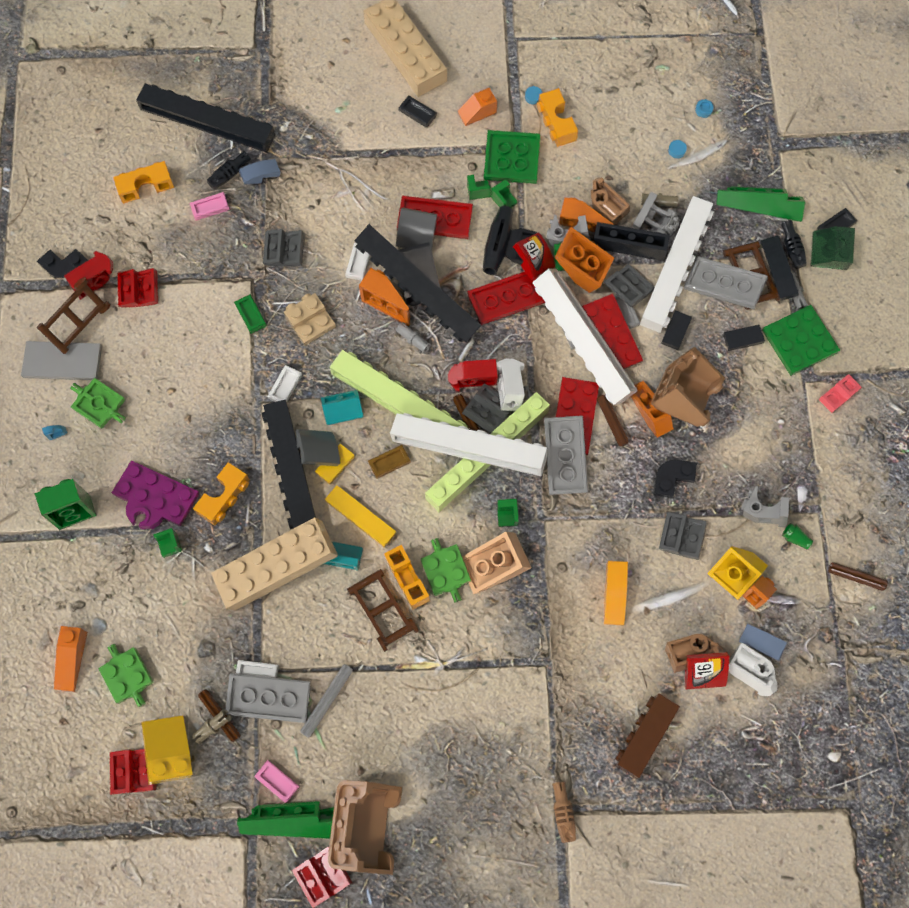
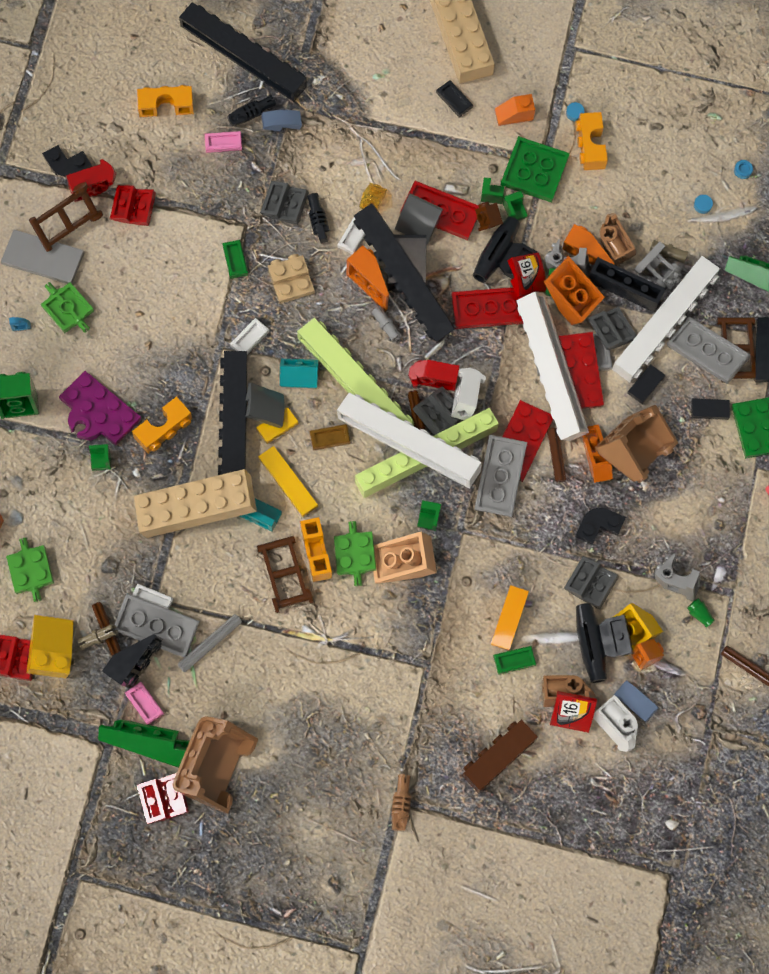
camera: 10 degrees right, 0 degrees up
(248, 750) = (129, 662): none -> black slope
(319, 254) = (318, 218): none -> black hinge
(365, 217) = (373, 194): none -> clear yellow bracket
(481, 210) = (488, 215): none -> reddish brown brick
(632, 633) = (514, 660): none -> green tile
(711, 591) = (601, 640): none -> black plate

